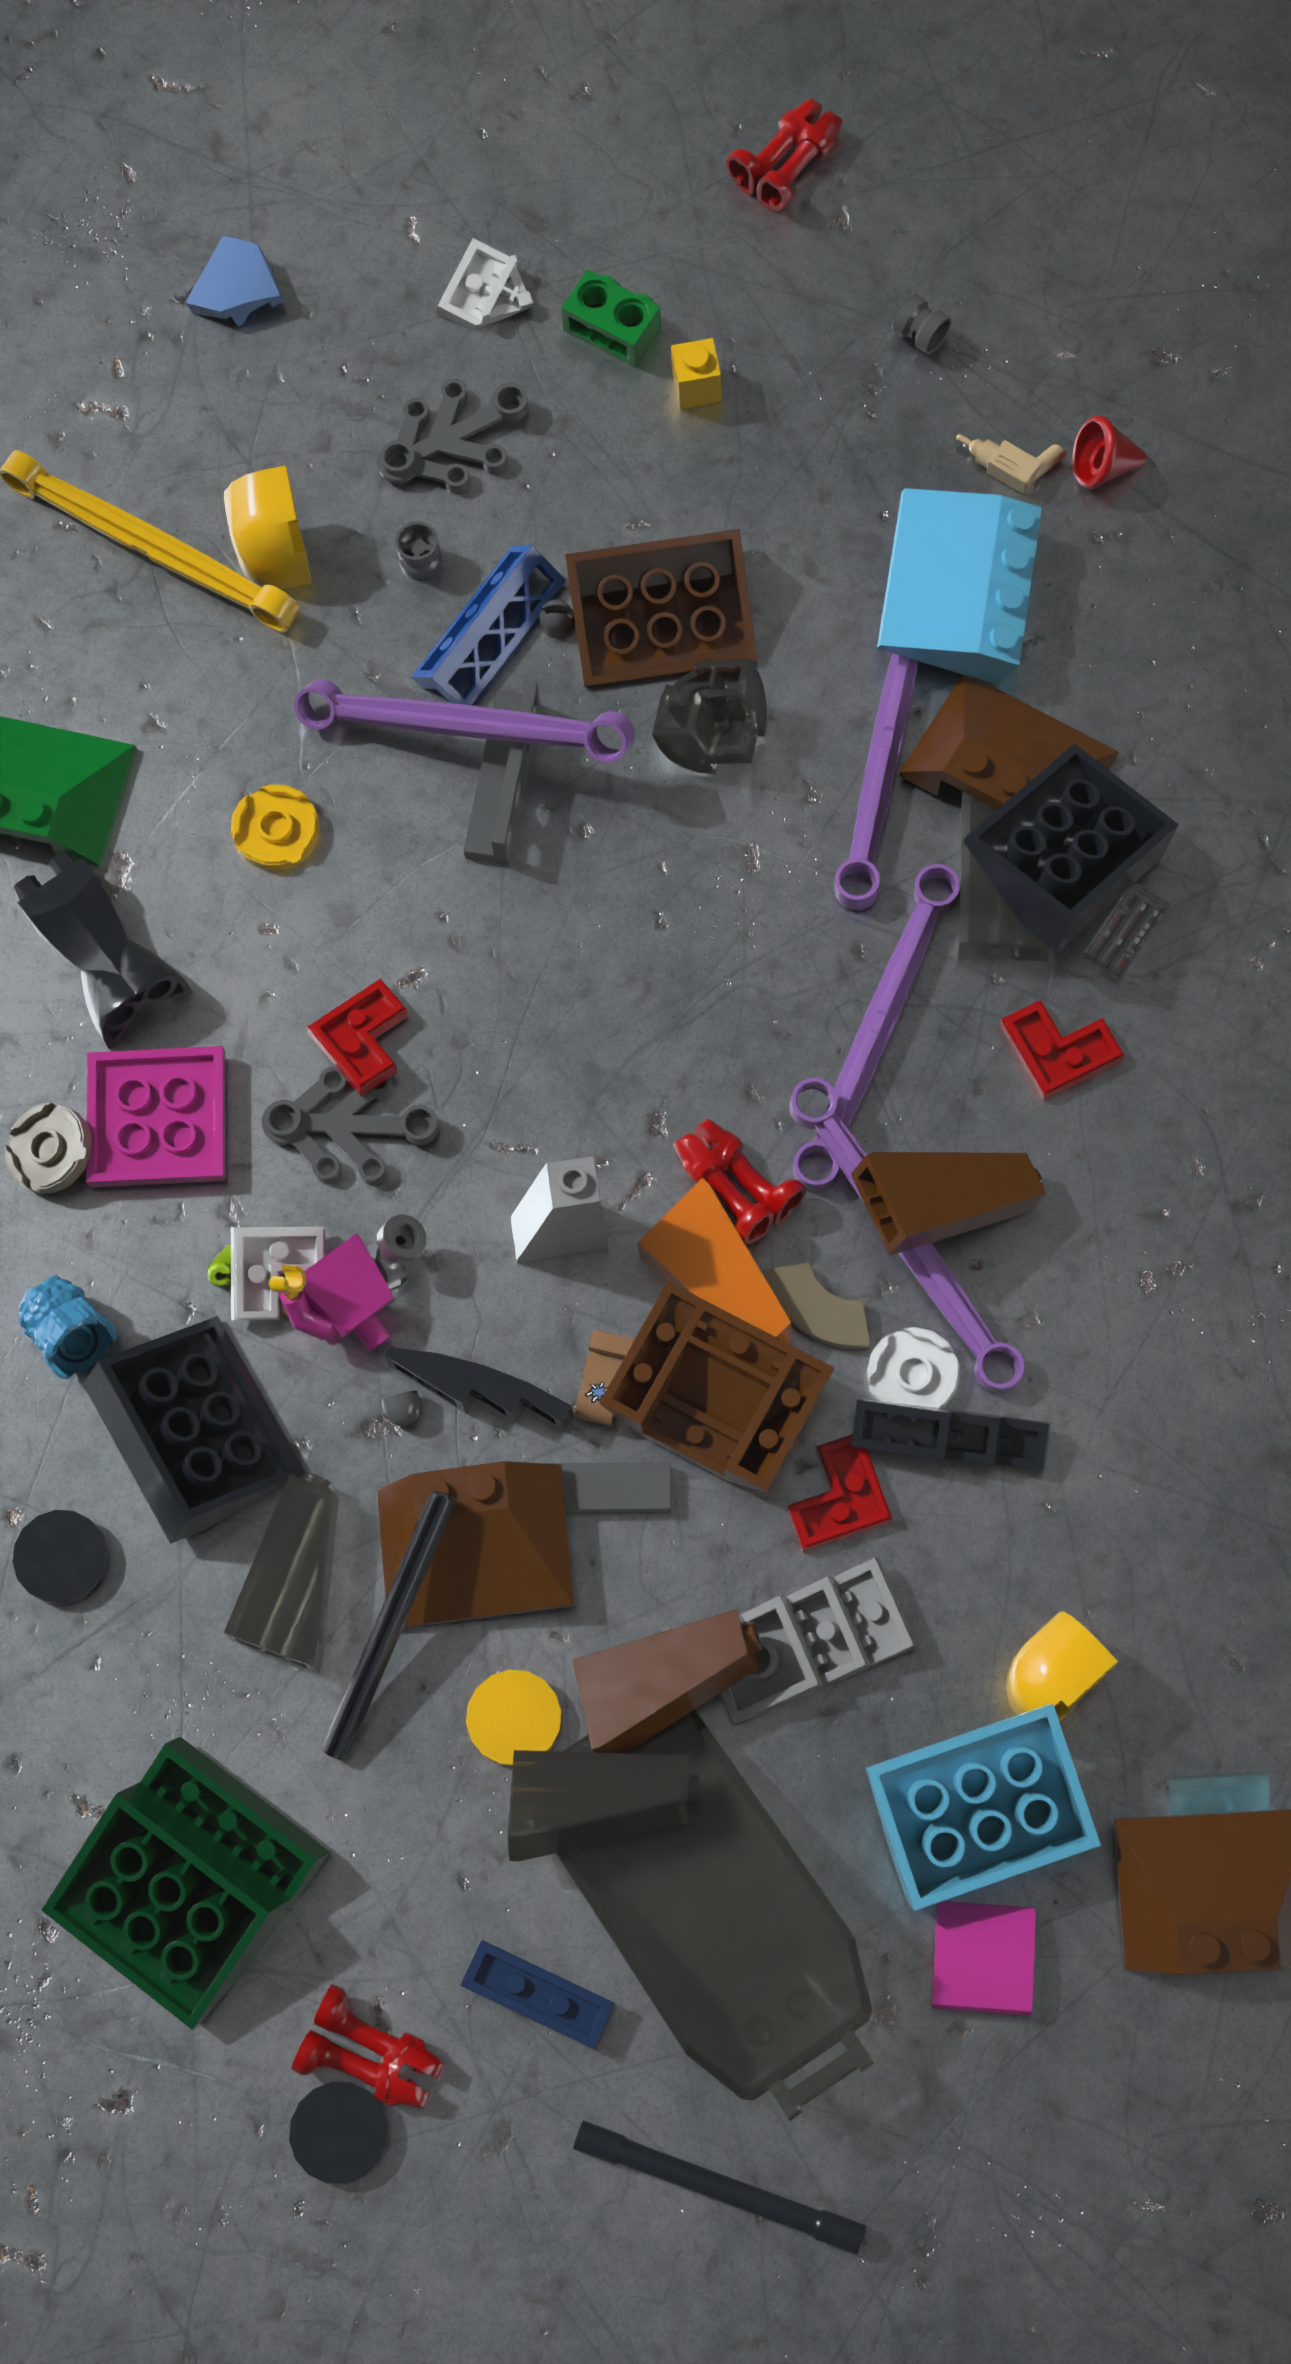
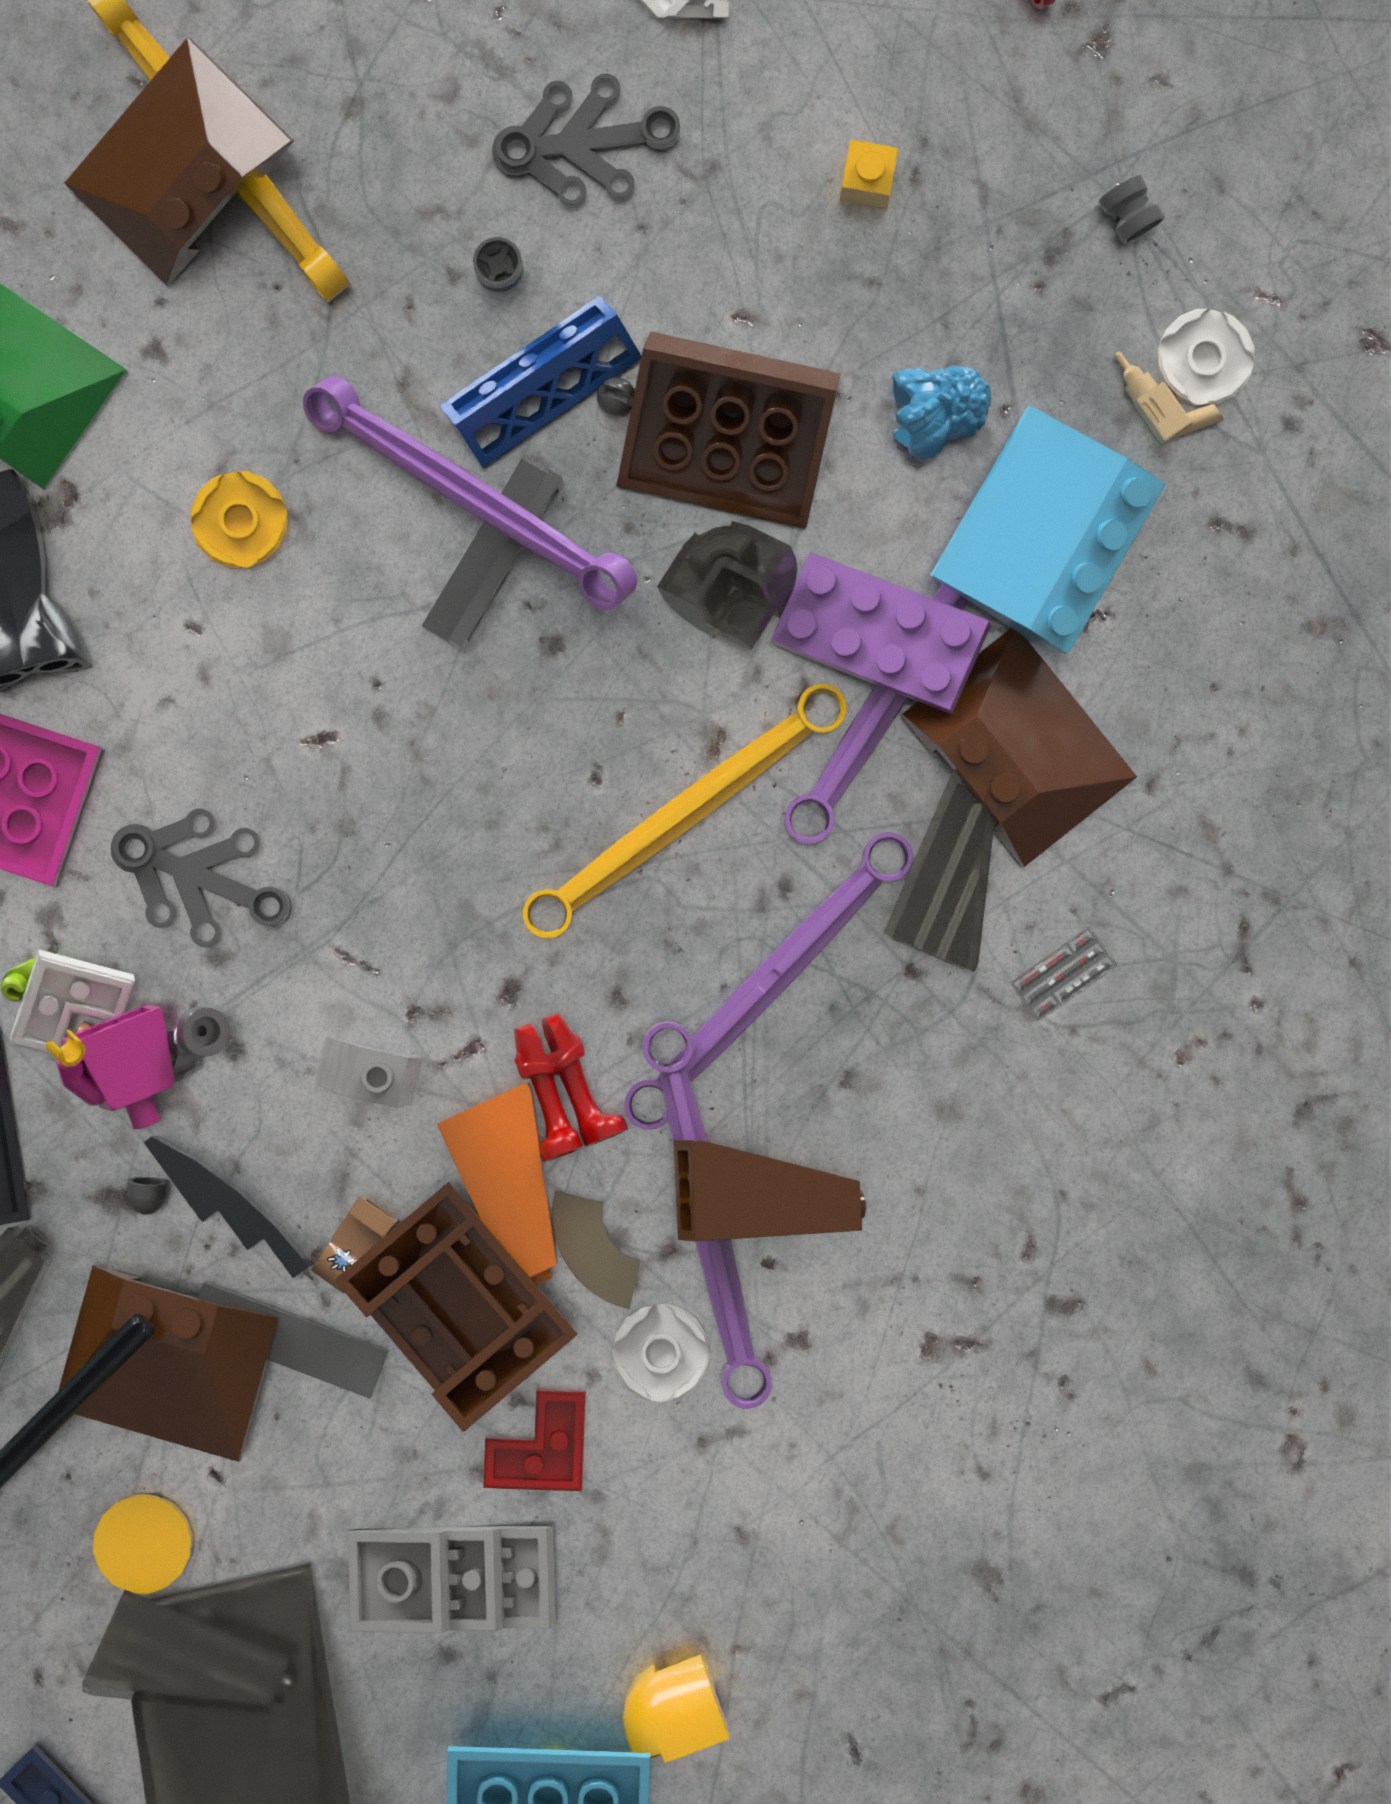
camera: 15 degrees right, 15 degrees up
(118, 563) = (177, 159): none -> reddish brown slope
(267, 529) = (345, 184): yellow brick -> none
(350, 1034) = (231, 781): red tile -> none
(605, 325) = (794, 75): green brick -> none
(661, 1678) = (281, 1570): reddish brown slope -> none
(747, 917) = (685, 810): none -> yellow piece
(828, 522) = (938, 407): none -> dark azure hair
(855, 711) = (881, 632): none -> medium lavender plate
(950, 1434) = (670, 1430): black slope -> none
(1031, 413) = (1205, 357): none -> white tile
(1055, 1060) = (933, 1085): red tile -> none
(1069, 845) = (1033, 876): black slope -> none
(1103, 453) = (1260, 439): red hat -> none

